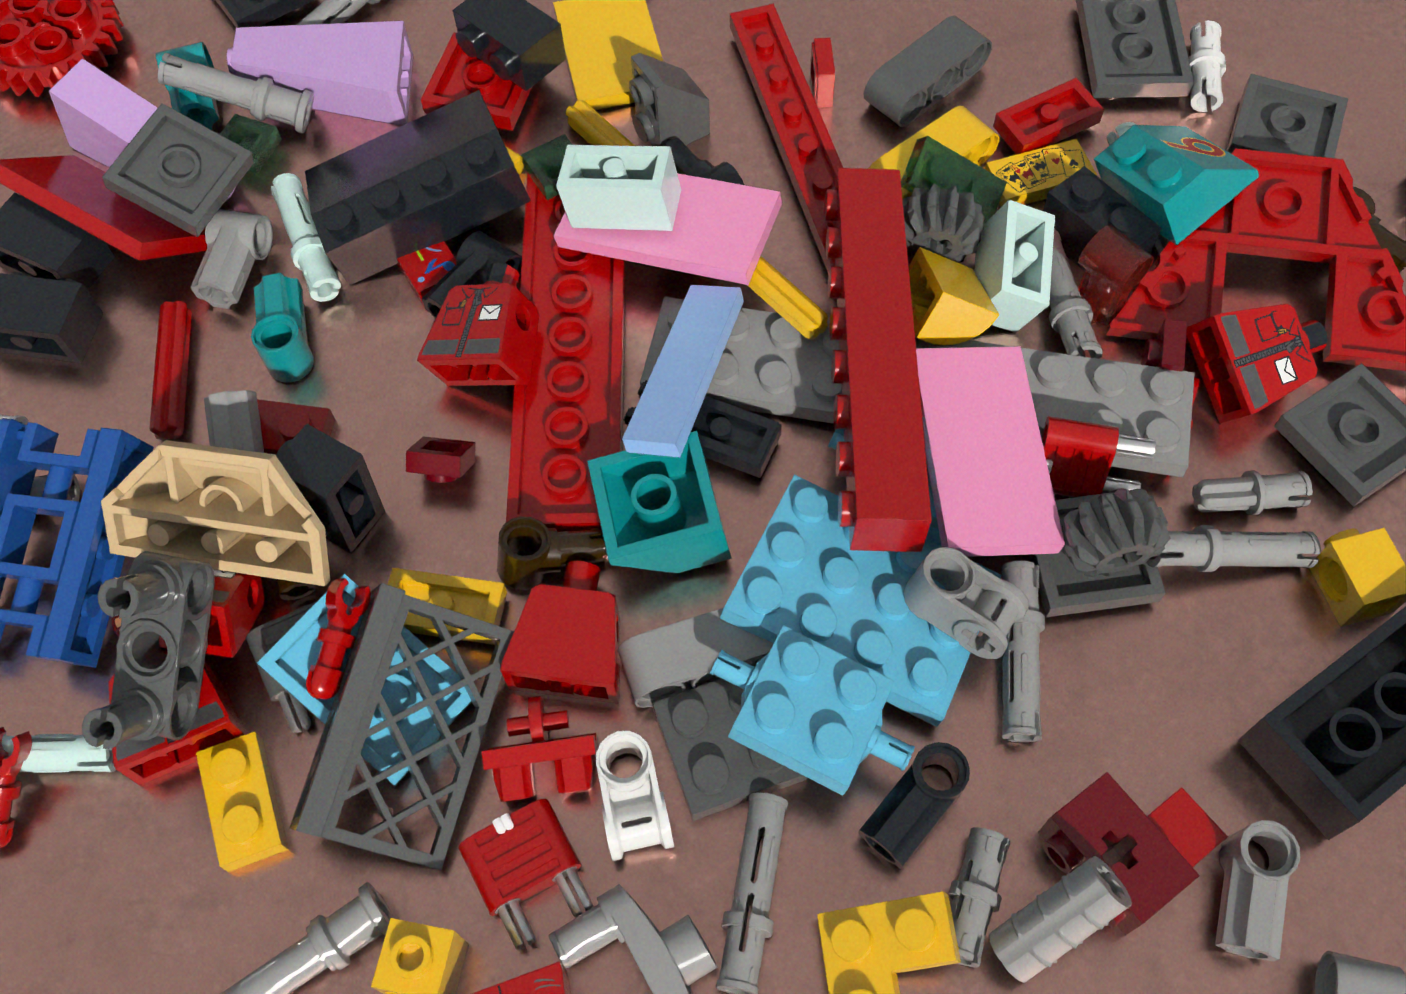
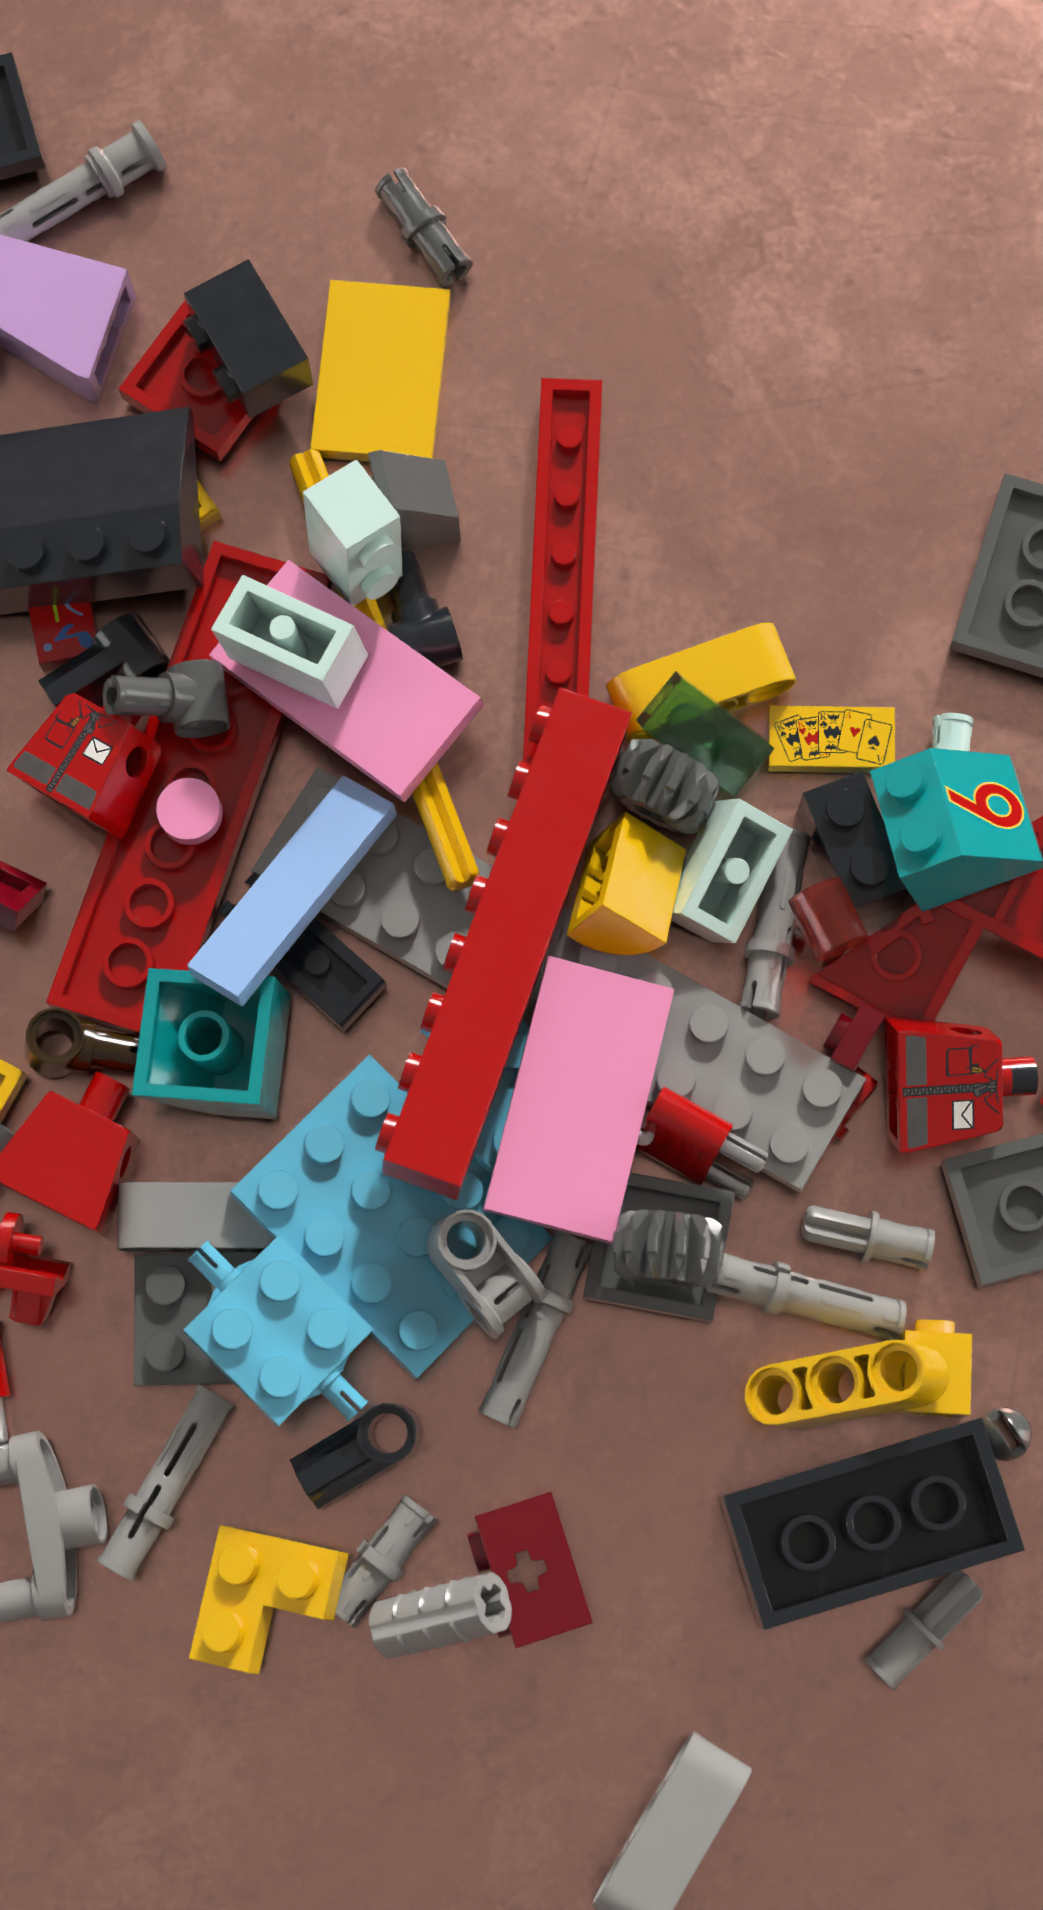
camera: 20 degrees right, 15 degrees up
(544, 262) = (186, 694): none -> dark grey pin
(545, 164) = (245, 548): clear green plate -> none
(577, 347) = (189, 811): none -> bright pink tile
(632, 806) = (78, 1352): white piece -> none
(639, 102) = (354, 534): none -> light aqua brick
(822, 72) = (622, 507): red tile -> none
(927, 71) = (756, 546): dark grey beam -> none
(1048, 117) = (874, 665): red plate -> none
(1187, 826) = (612, 1569): red tile -> none
(1255, 897) = (647, 1658): light grey piece -> none
(1321, 569) = (875, 1385): none -> yellow beam

